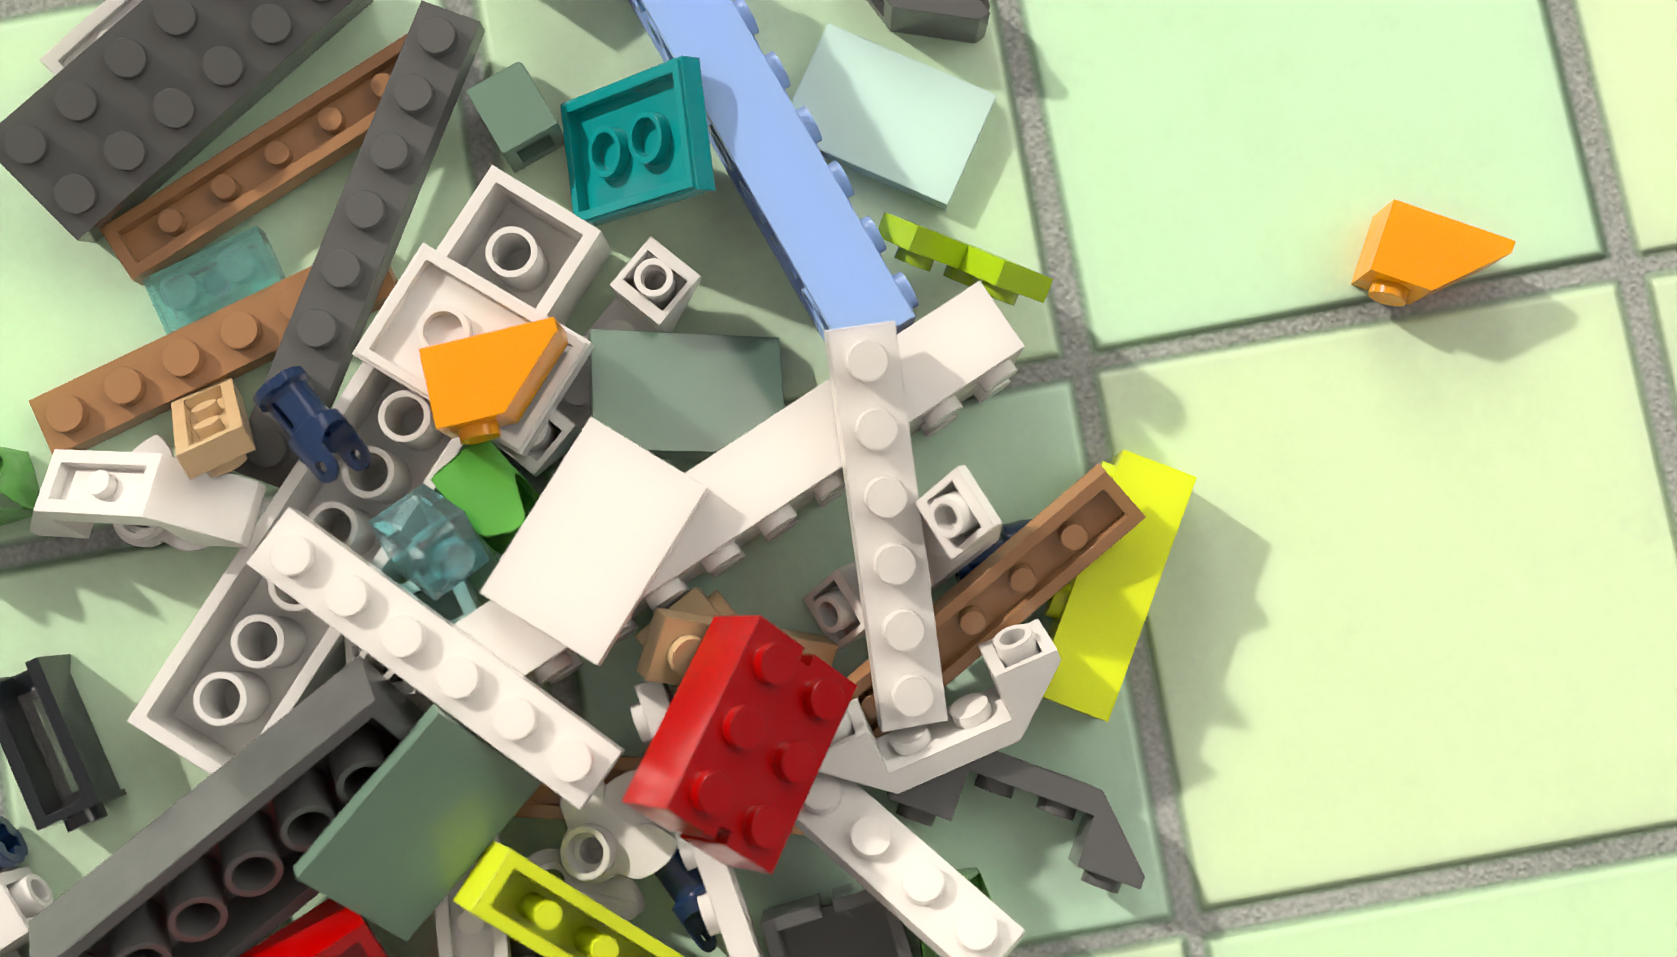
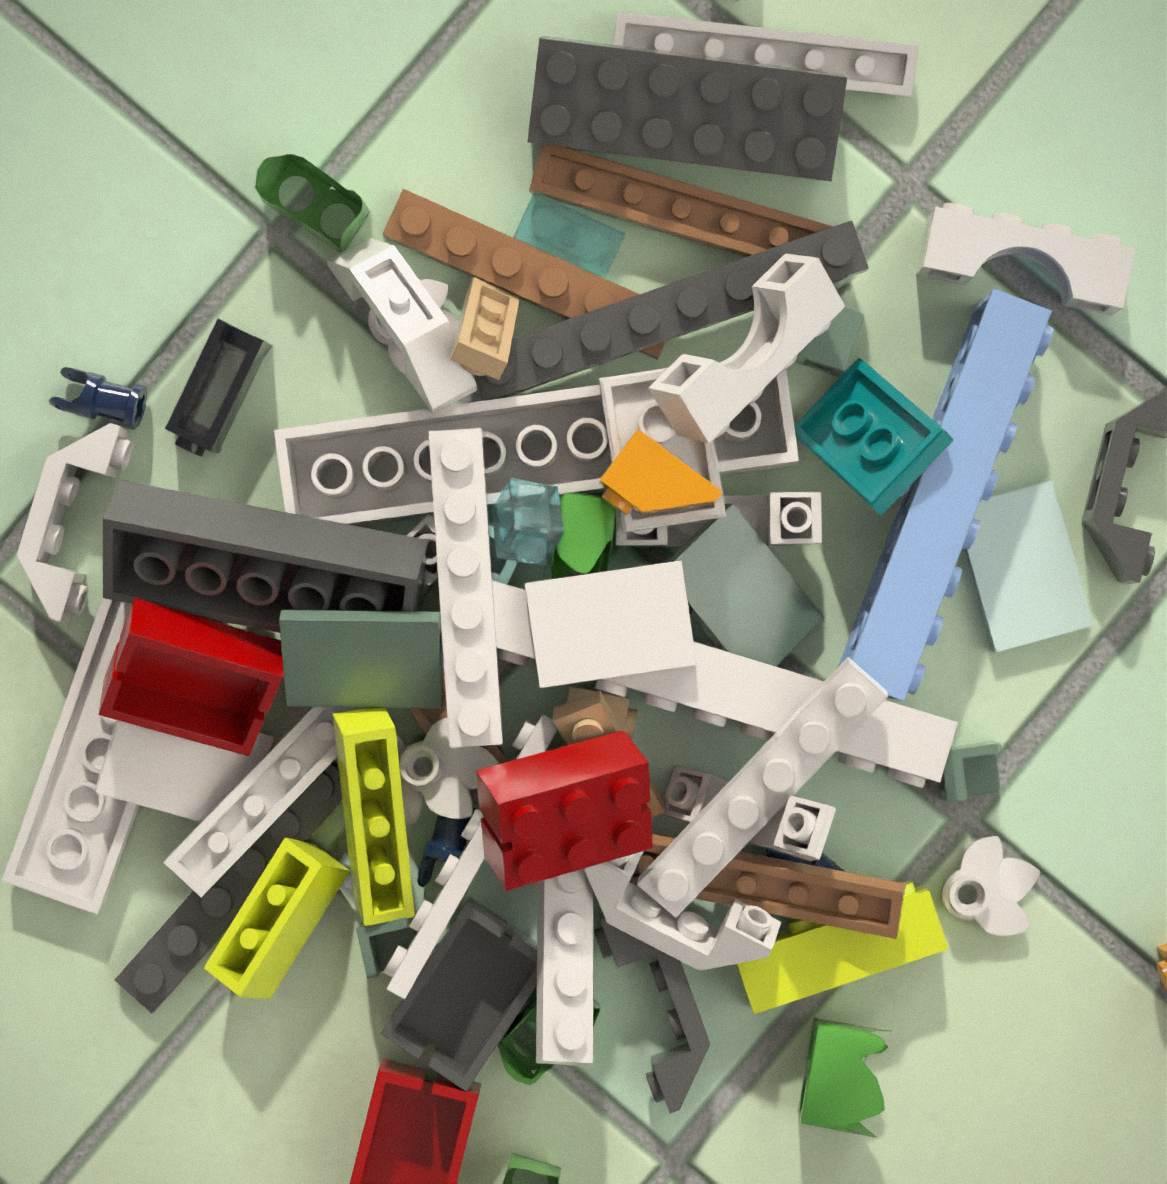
camera: 50 degrees right, 5 degrees up
(311, 425) = (536, 399): dark blue piece -> none
(446, 254) = (790, 309): none -> white arch
(964, 262) = (966, 697): lime plate -> none
(1042, 325) = (970, 771): none -> sand green panel
(1173, 386) = (997, 888): none -> white plate
(1241, 695) = (836, 1082): none -> bright green piece

